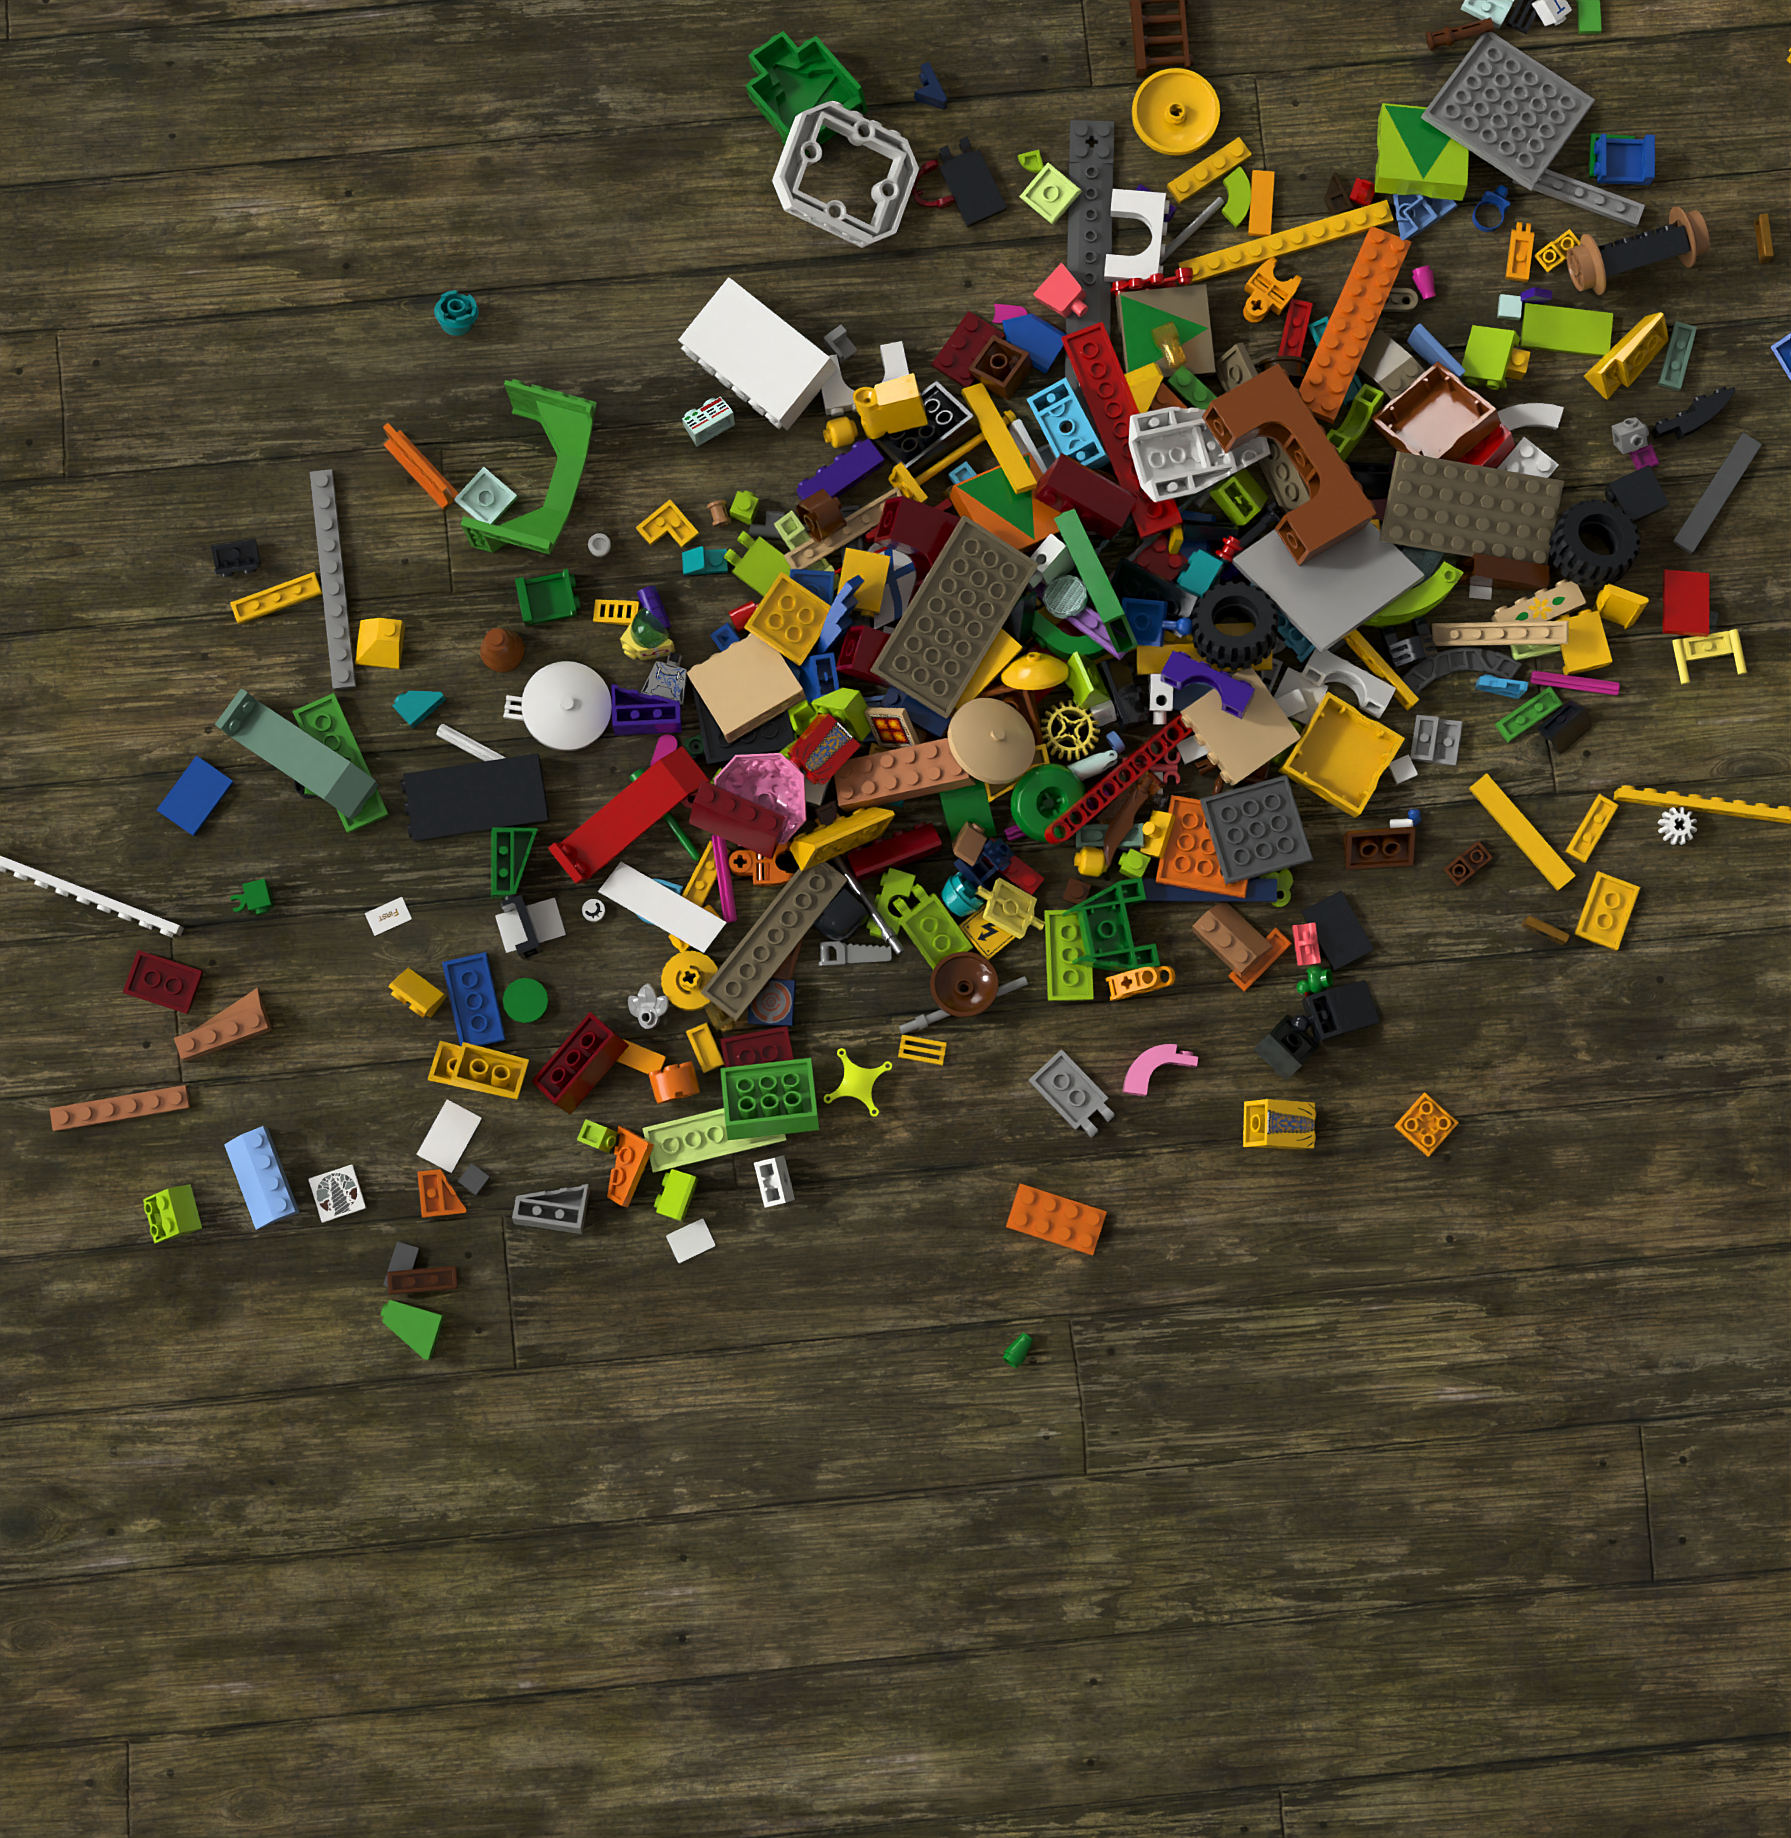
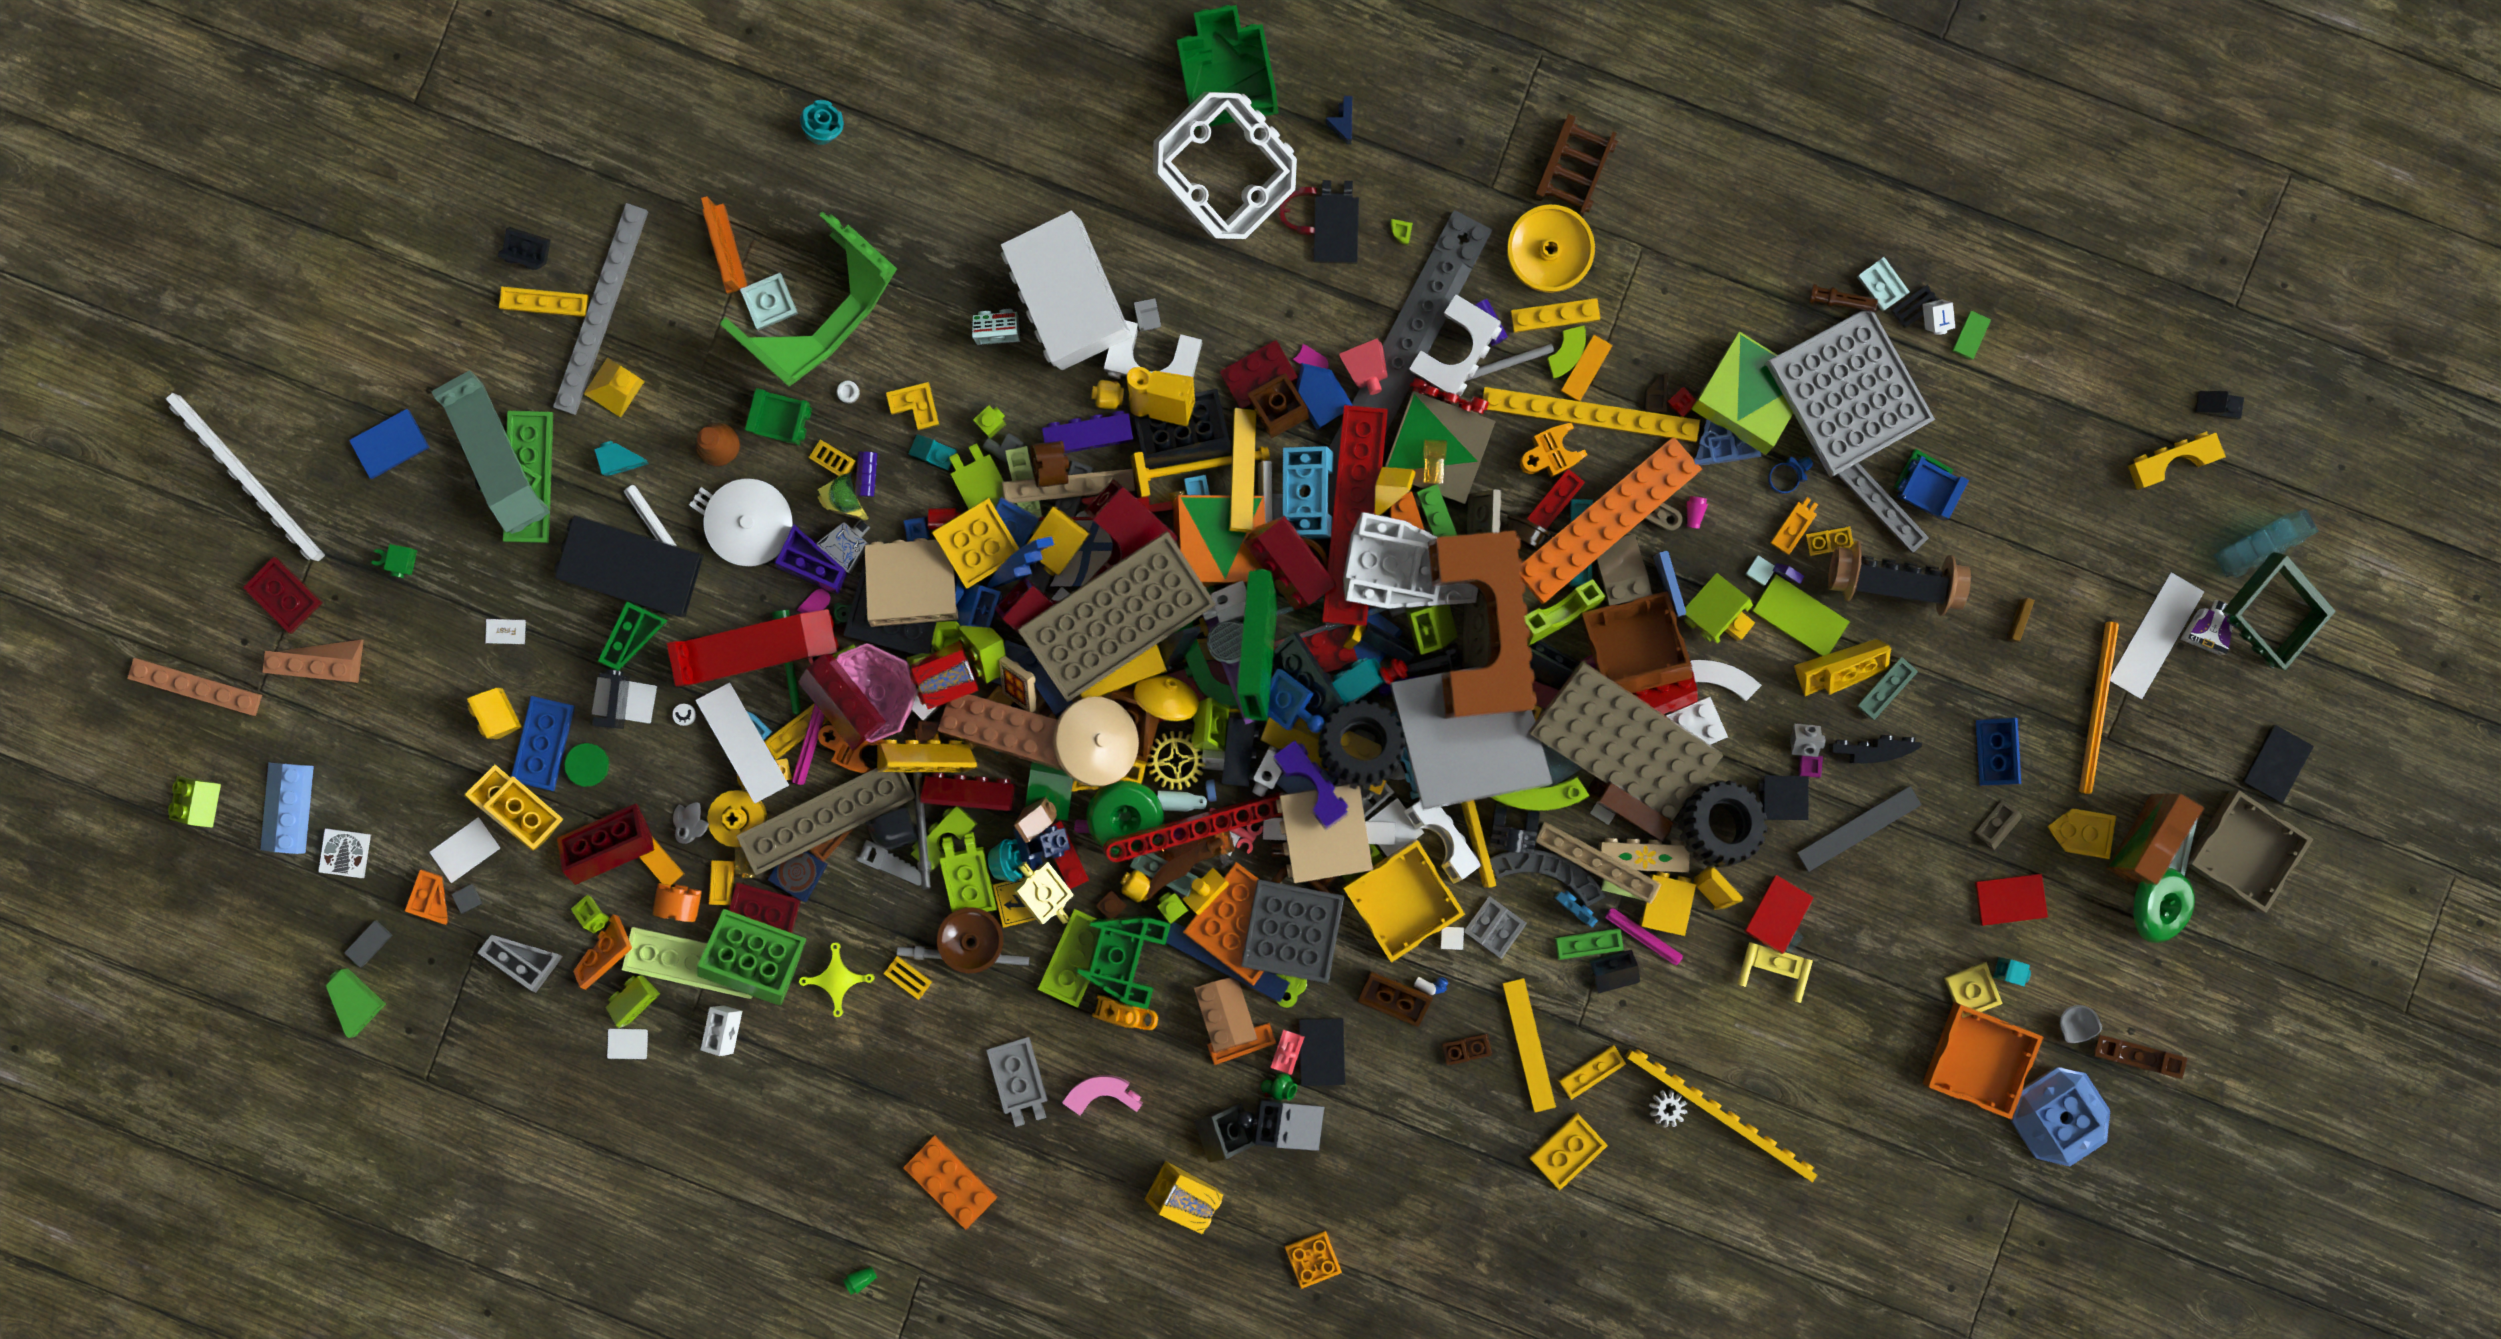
camera: 30 degrees right, 5 degrees up
(422, 1280) = (379, 965): reddish brown tile -> none
(719, 513) = (965, 415): medium nougat bush -> none
(1050, 193) = (1402, 268): yellowish green tile -> none
(1545, 930) = (1505, 1144): pearl gold tile -> none

